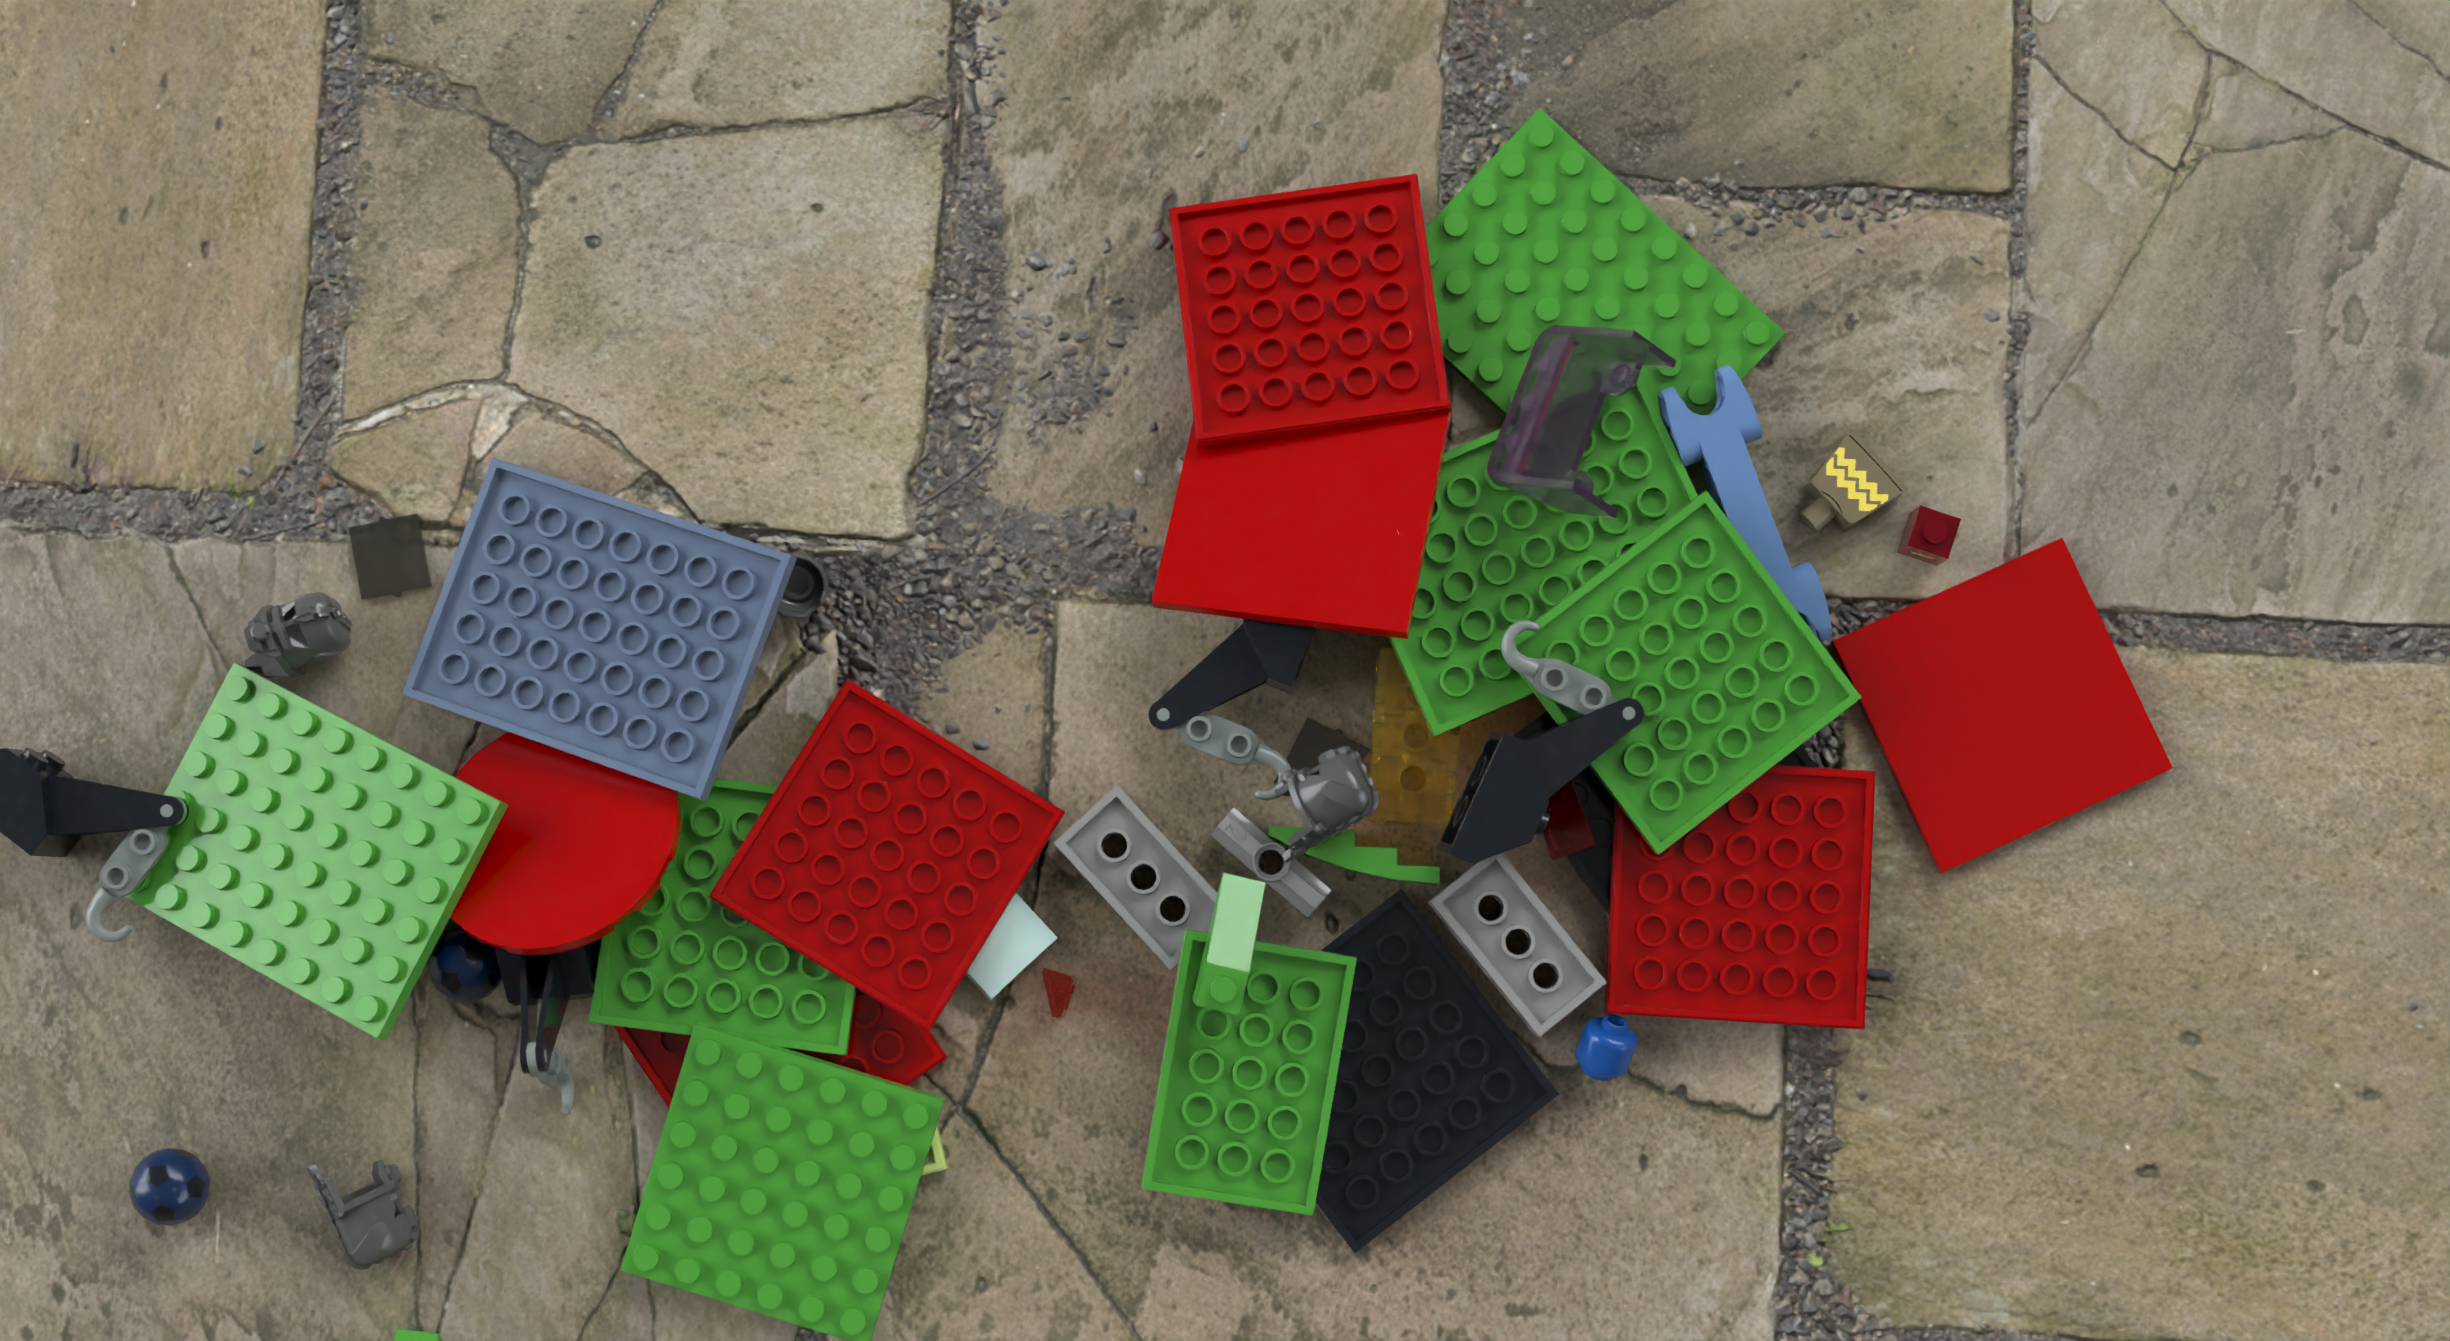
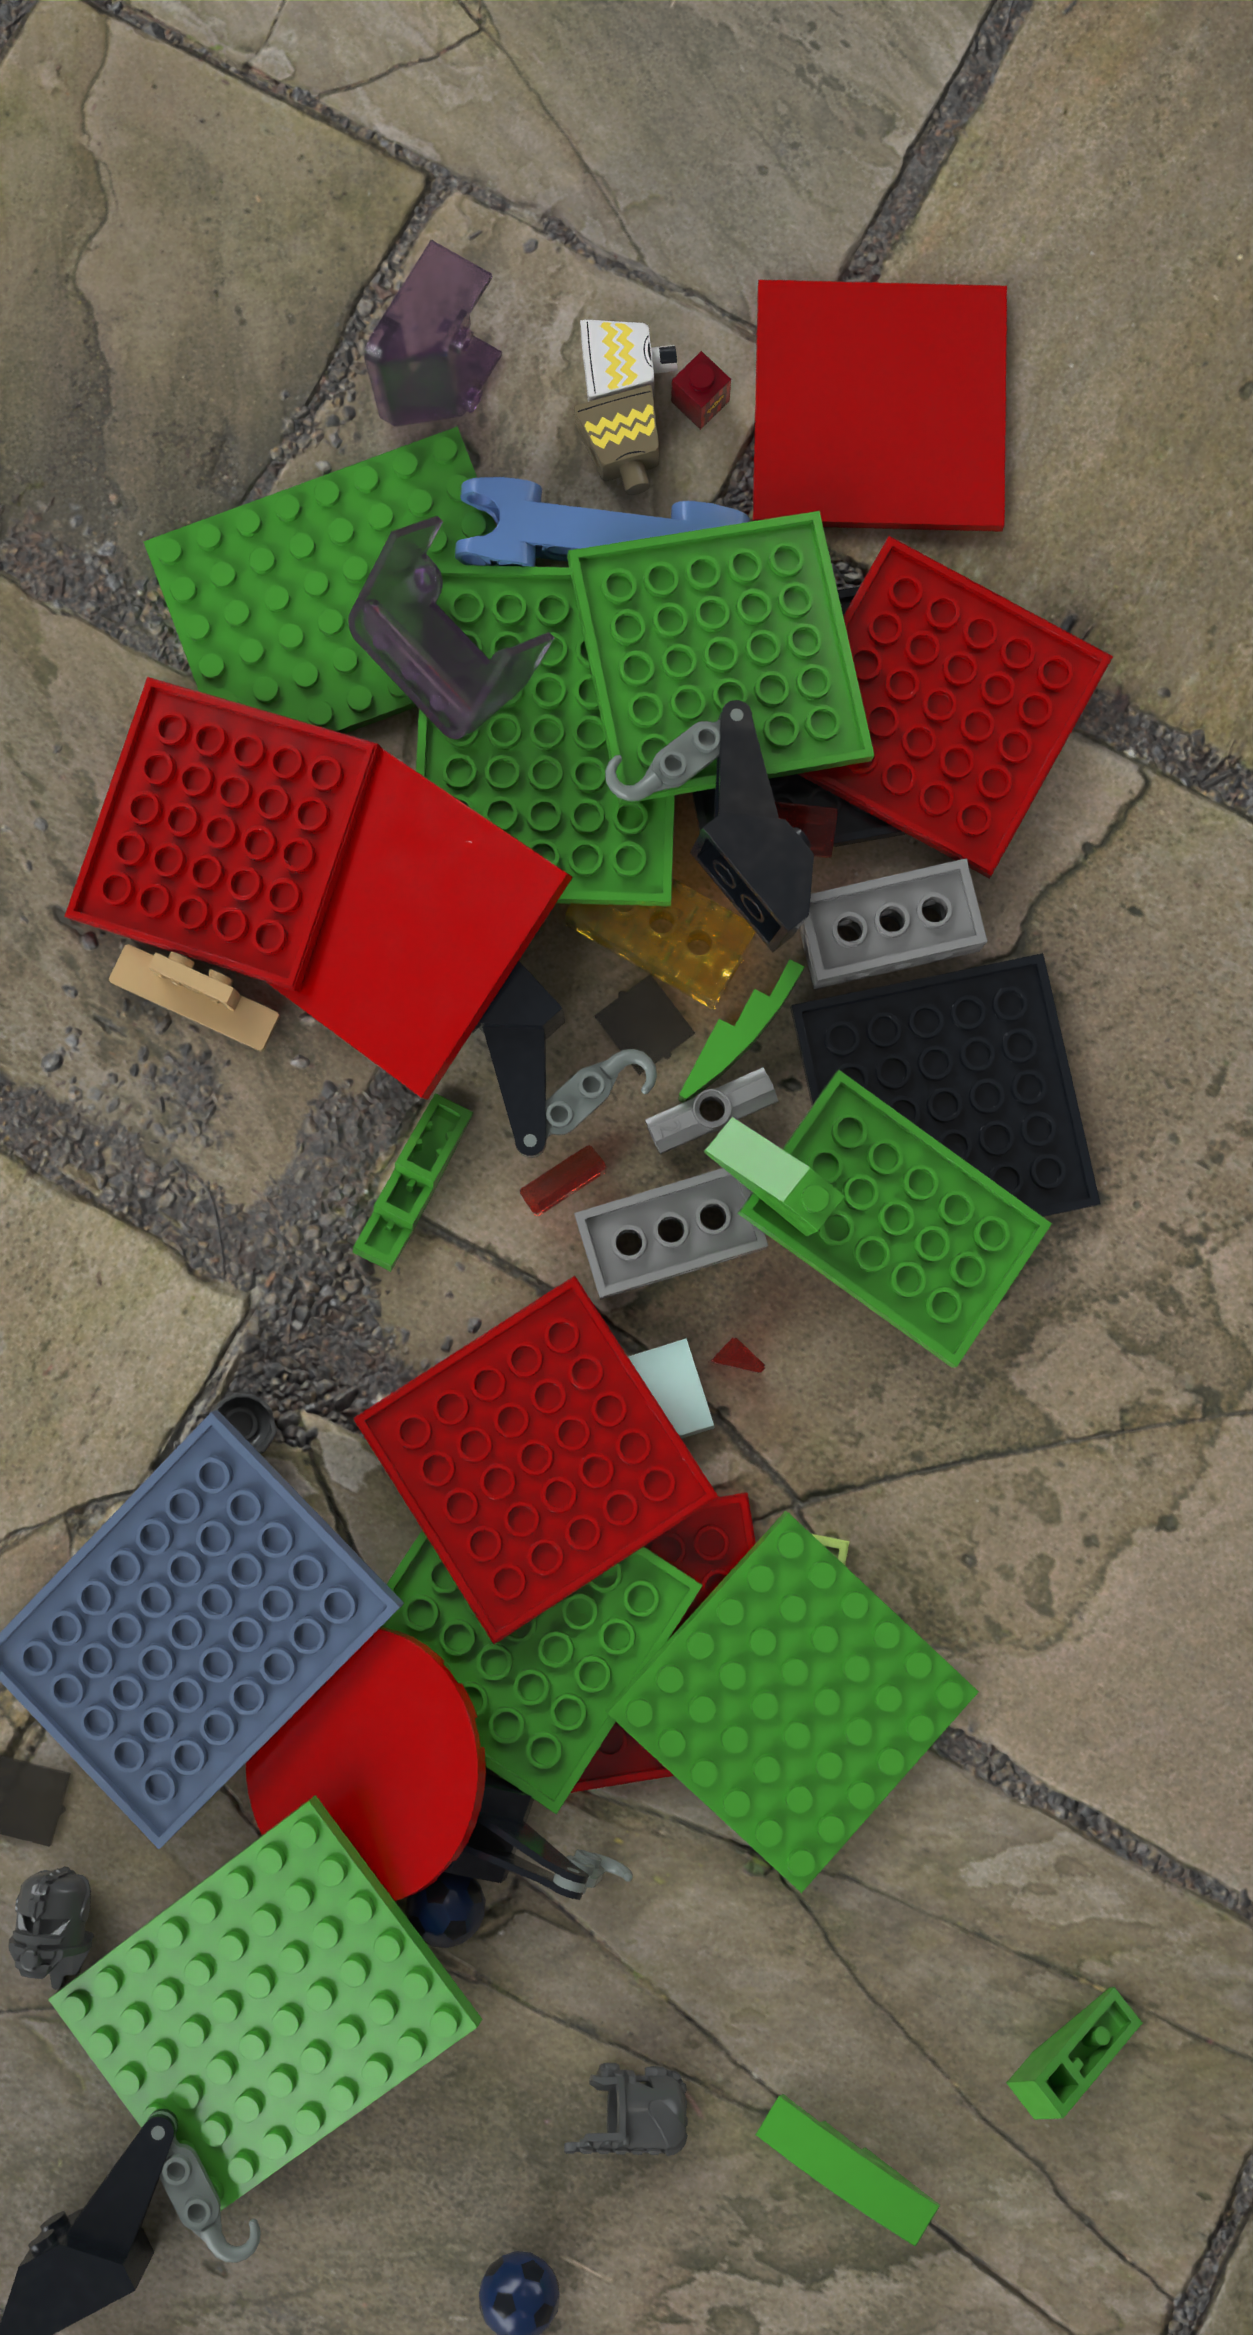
camera: 65 degrees left, 0 degrees up
(1081, 629) = (412, 1182): none -> bright green slope
(1145, 760) = (563, 1180): none -> clear red slope
(1152, 357) = (194, 995): none -> tan bracket
(1330, 800) = (684, 1023): dark grey helmet -> none
(1606, 1047) = (1021, 891): blue head -> none
(1837, 278) = (422, 350): none -> clear purple windscreen
(1920, 450) = (621, 357): none -> white torso

